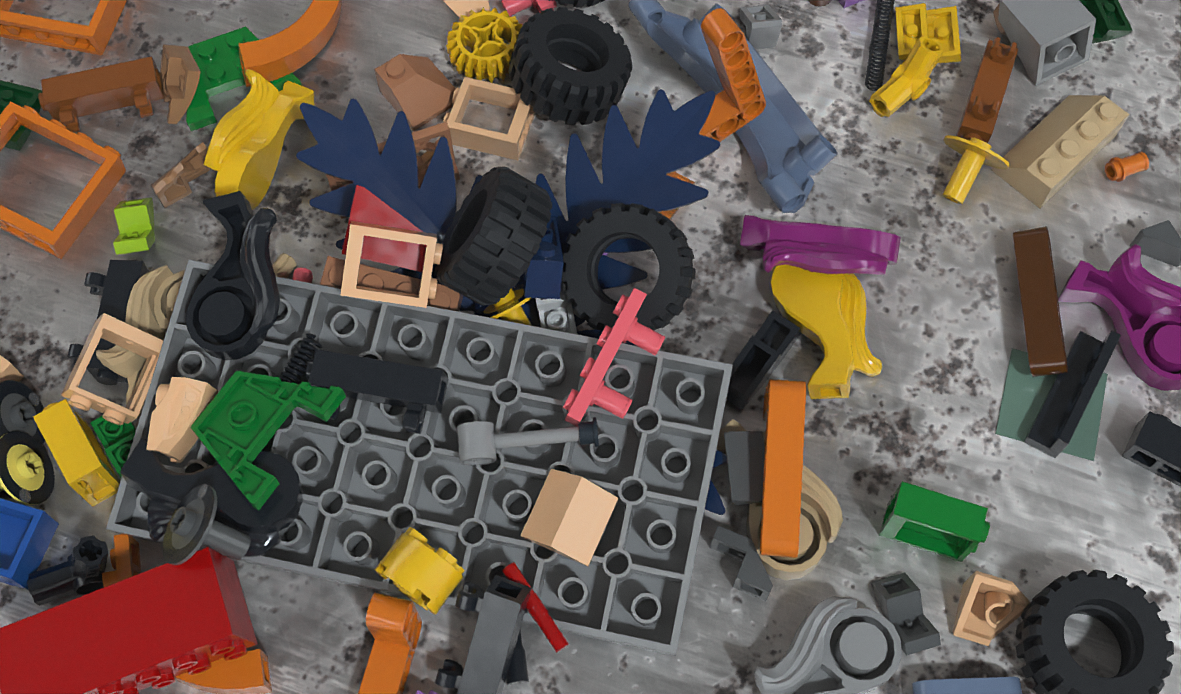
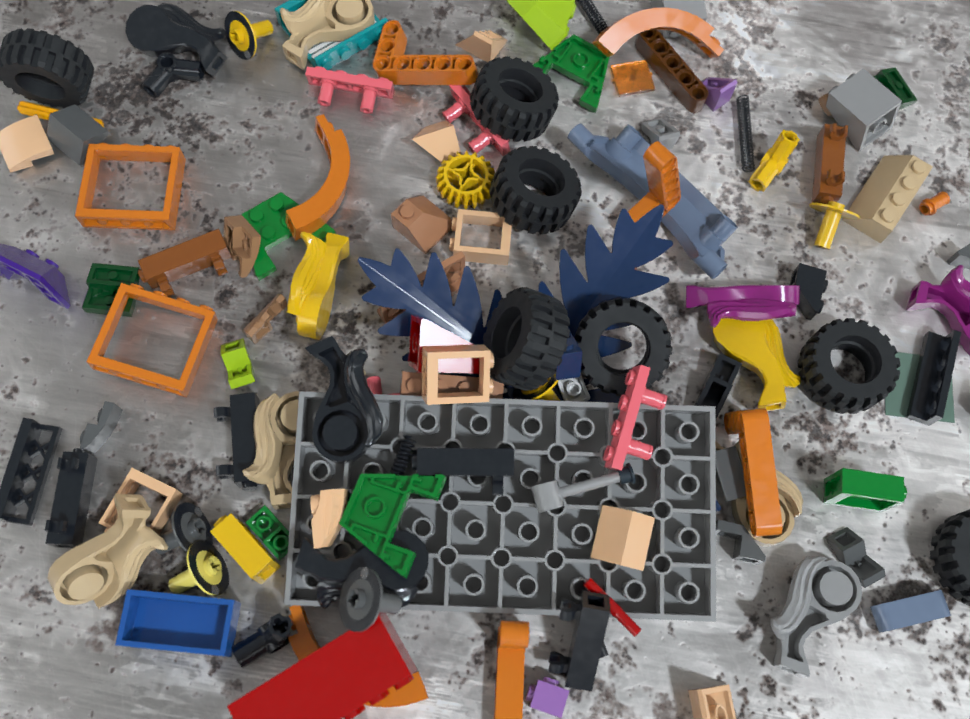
camera: 15 degrees left, 5 degrees up
(127, 338) = (283, 493): light nougat window -> none
(420, 571) = (529, 598): yellow brick -> none
(919, 244) = (812, 285): none -> black slope
(939, 23) = (773, 119): yellow slope -> none
(968, 322) = (871, 350): none -> black tyre
(987, 607) = (906, 543): light nougat slope -> none
(1040, 302) = (899, 315): reddish brown beam -> none

